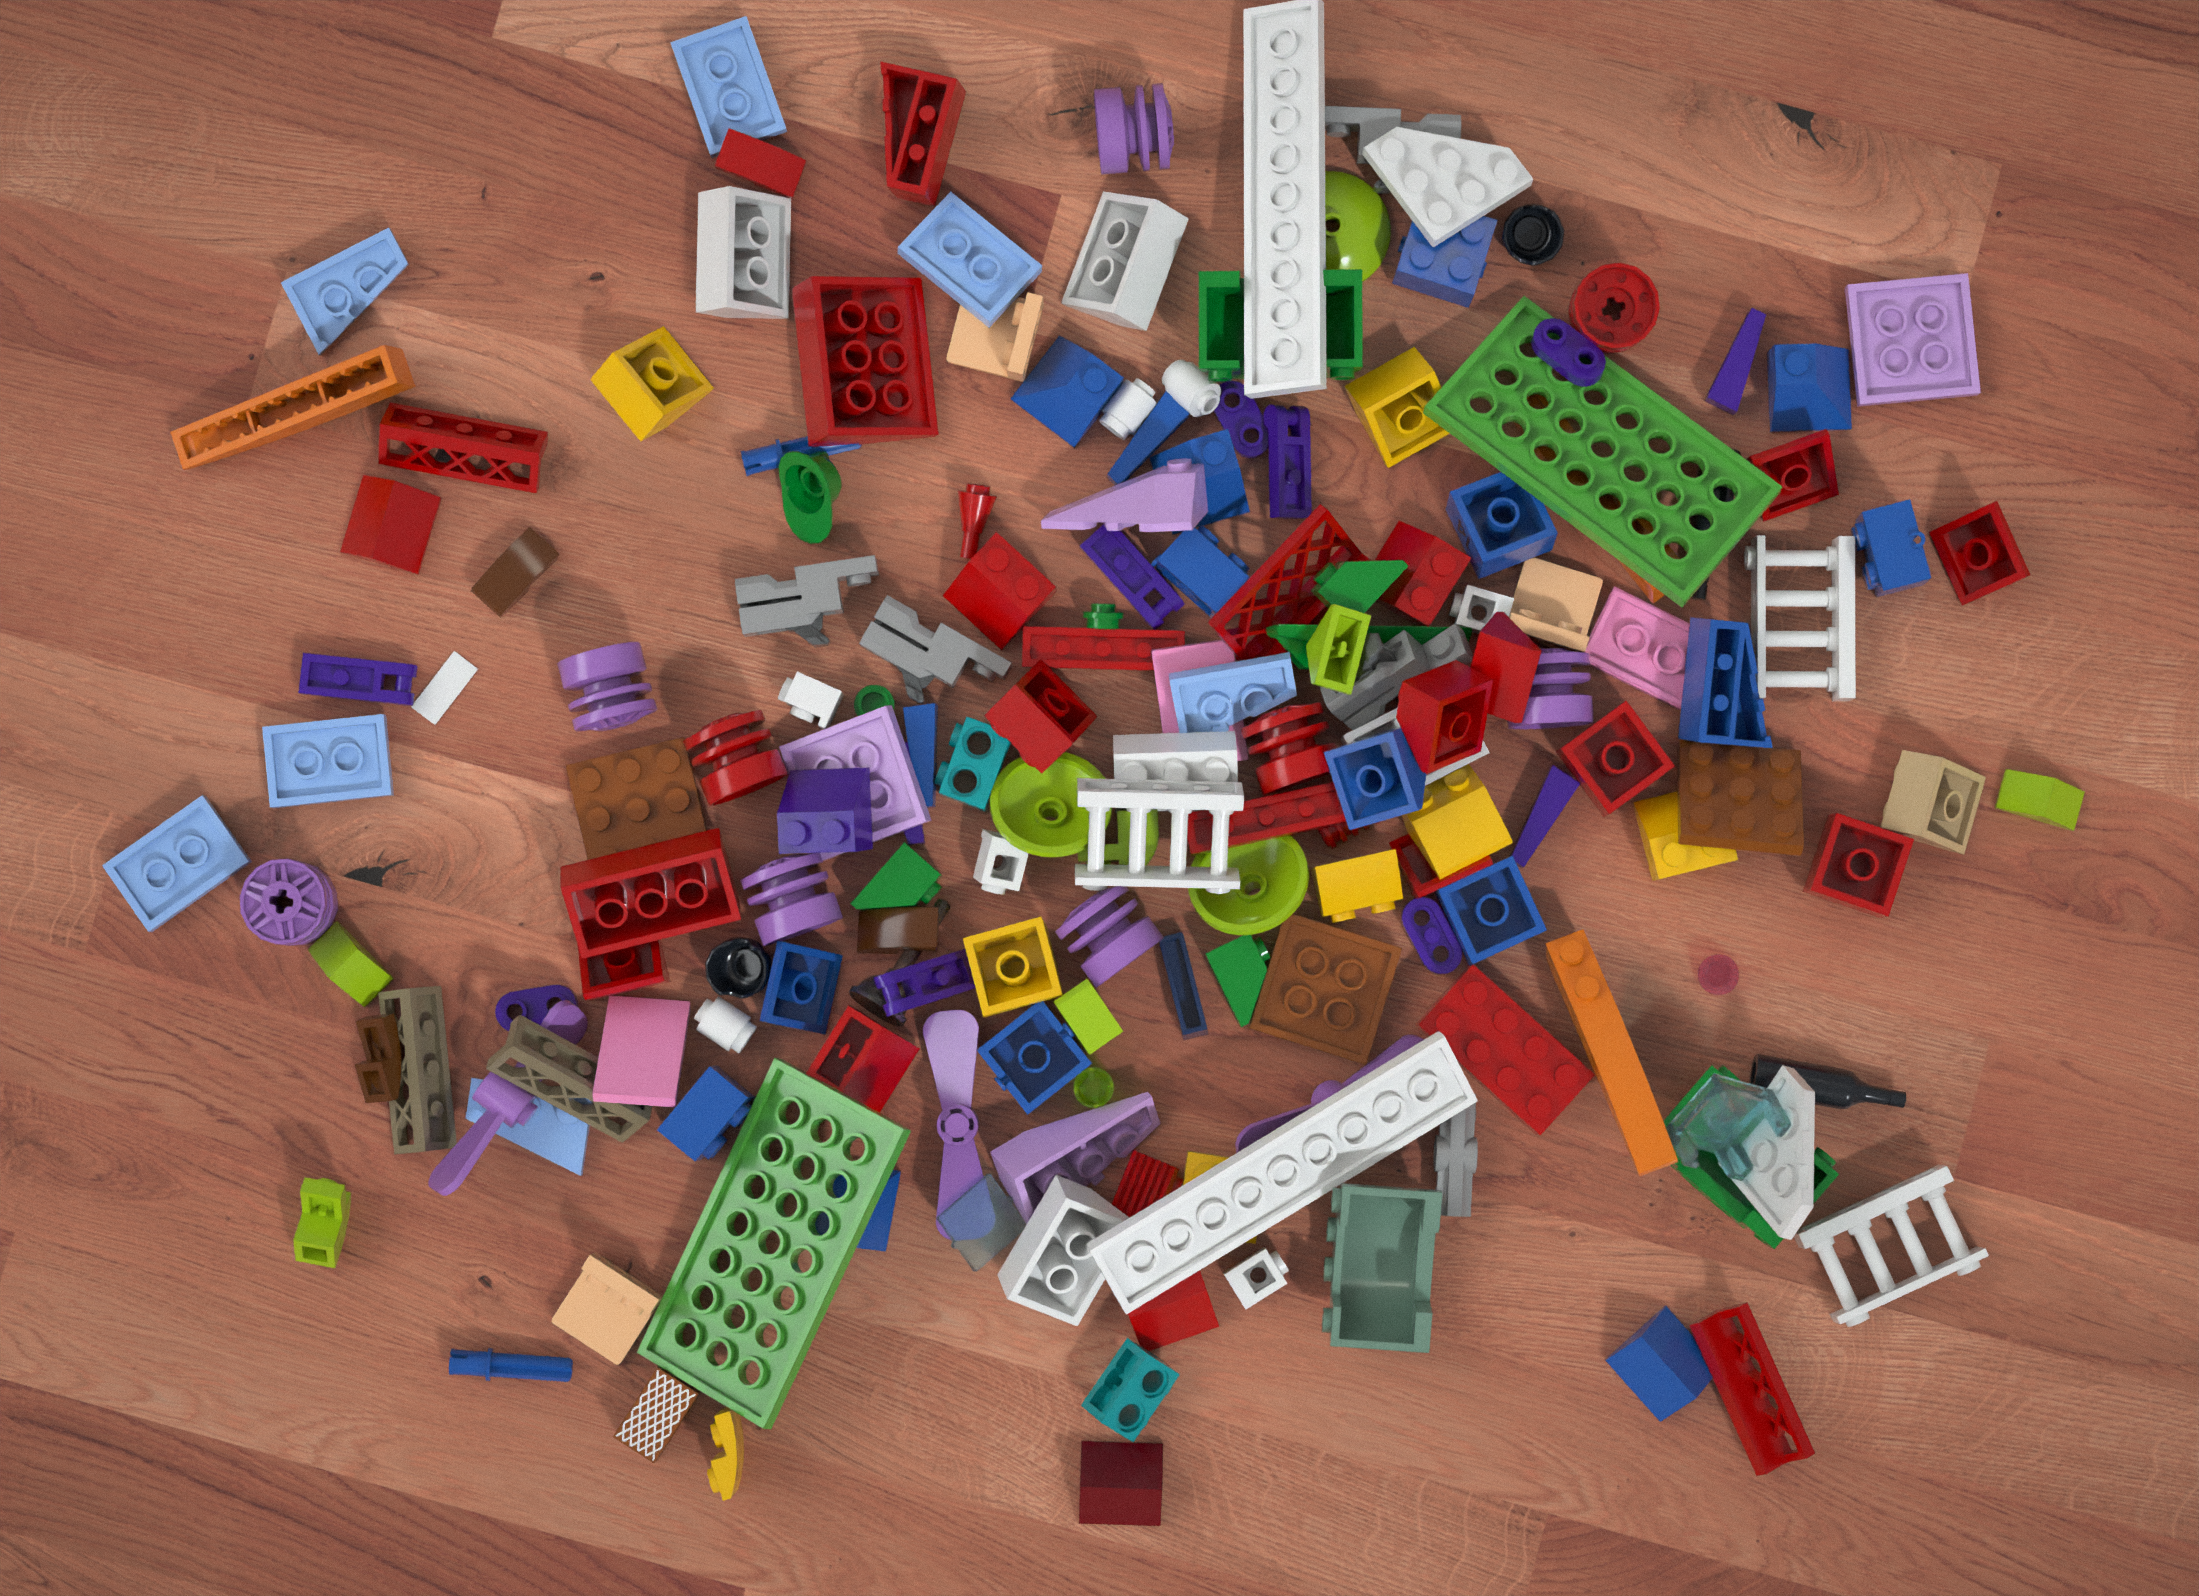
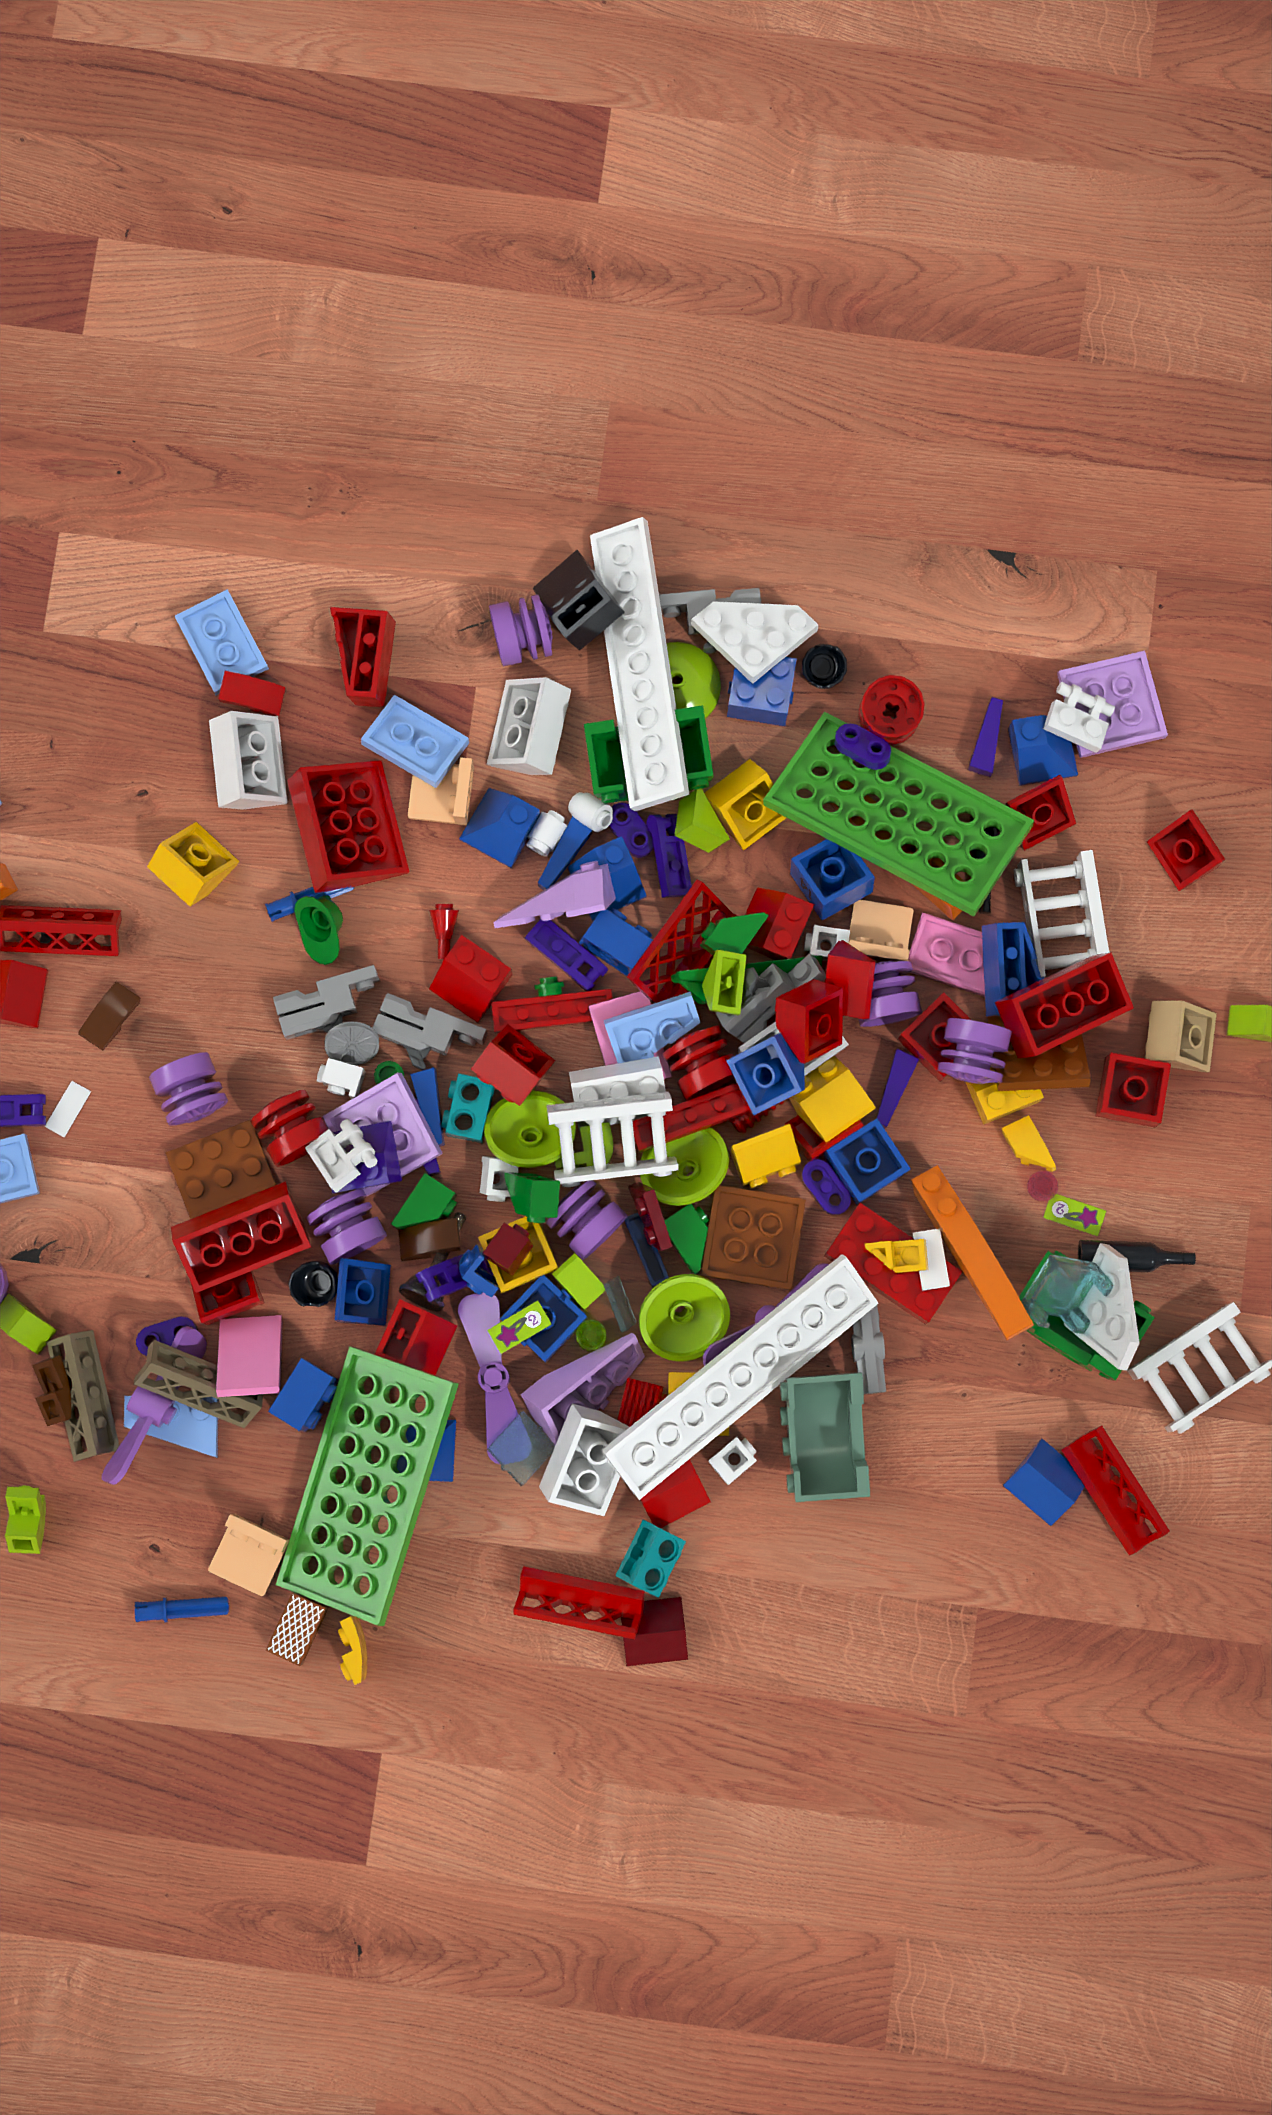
camera: 10 degrees left, 5 degrees down
(724, 1024) = (309, 1328): white brick -> none
(785, 811) = (332, 1159): none -> white plate
(831, 655) = (352, 1043): none -> light grey wheel
(951, 989) = (476, 1277): none -> blue bracket
(1000, 1065) = (519, 1327): none -> lime sticker
(1001, 960) = (509, 1248): none -> dark red brick
(1033, 1428) = (582, 1597): none -> red fence
(1043, 894) = (533, 1195): none -> green slope
(1137, 1052) = (620, 1303): none -> clear light blue piece
(1193, 935) = (651, 1215): none -> dark red wing
(1214, 99) = (577, 601): none -> black slope
(1223, 1100) = (688, 1332): none -> lime dish
(1333, 424) = (699, 823): none -> lime slope
(1517, 1042) = (901, 1255): none -> yellow slope
(1555, 1053) = (937, 1274): none -> white sticker
(1655, 788) = (974, 1050): none -> medium lavender wheel
(1707, 916) = (1028, 1144): none -> yellow slope
(1755, 1017) = (1075, 1214): none -> lime sticker
(1784, 742) = (1064, 1005): none -> red brick
(1859, 363) = (1075, 725): none -> white plate
(1889, 548) = (1121, 859): blue brick -> none

